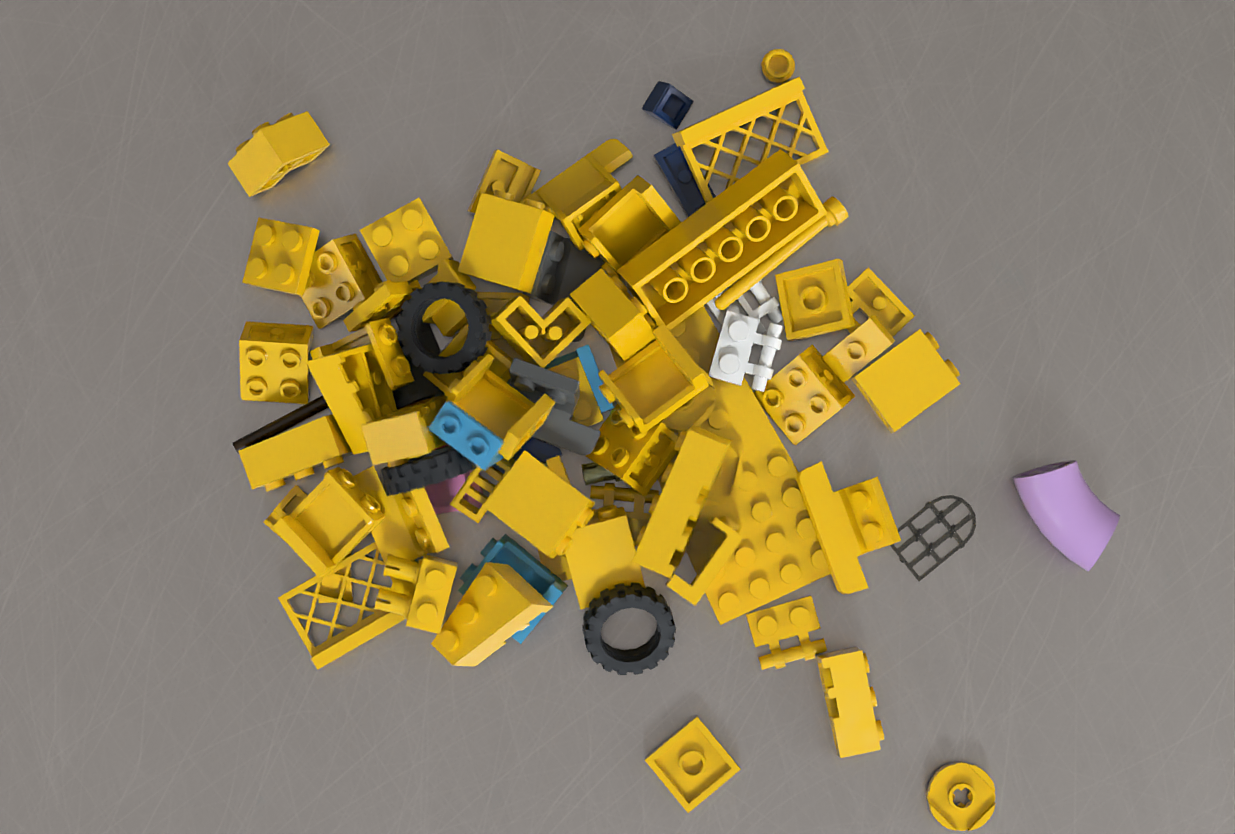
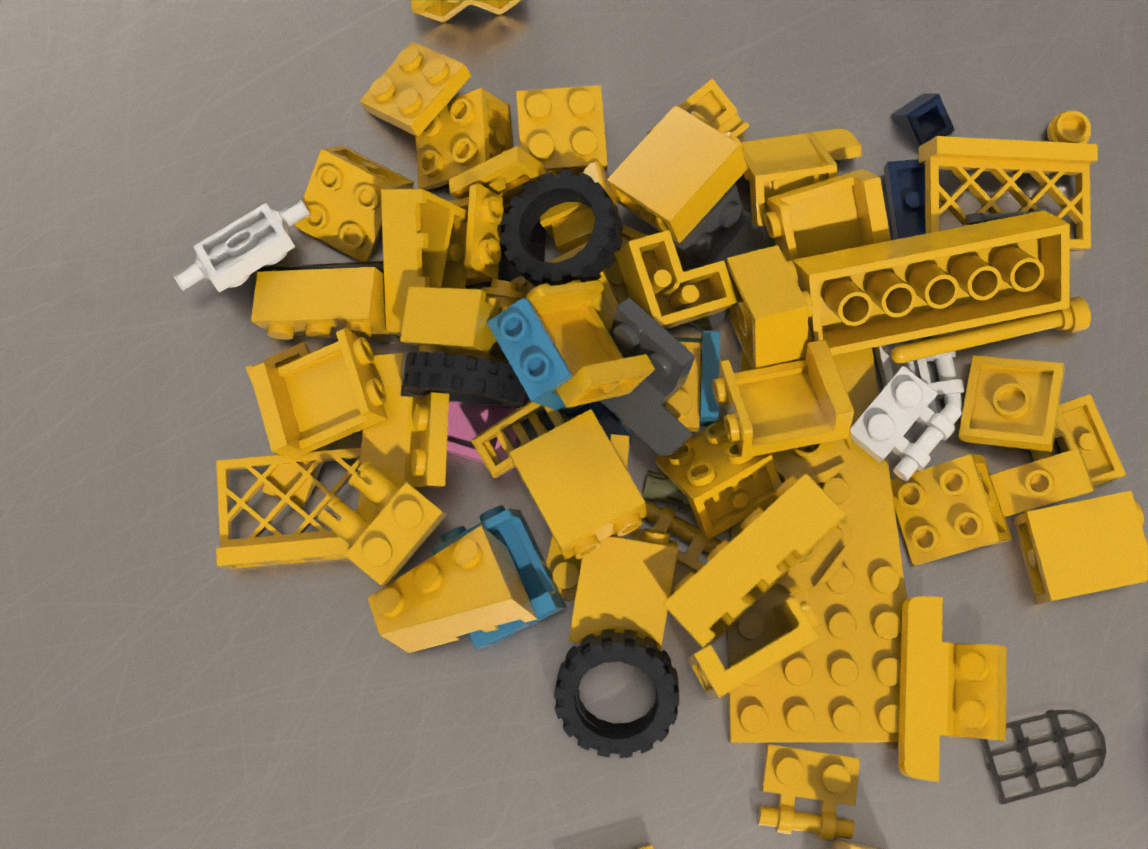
camera: 25 degrees right, 10 degrees down
(217, 436) = (243, 247): none -> white plate
(423, 391) = (503, 291): none -> yellow plate
(737, 174) = (981, 217): none -> dark grey hinge

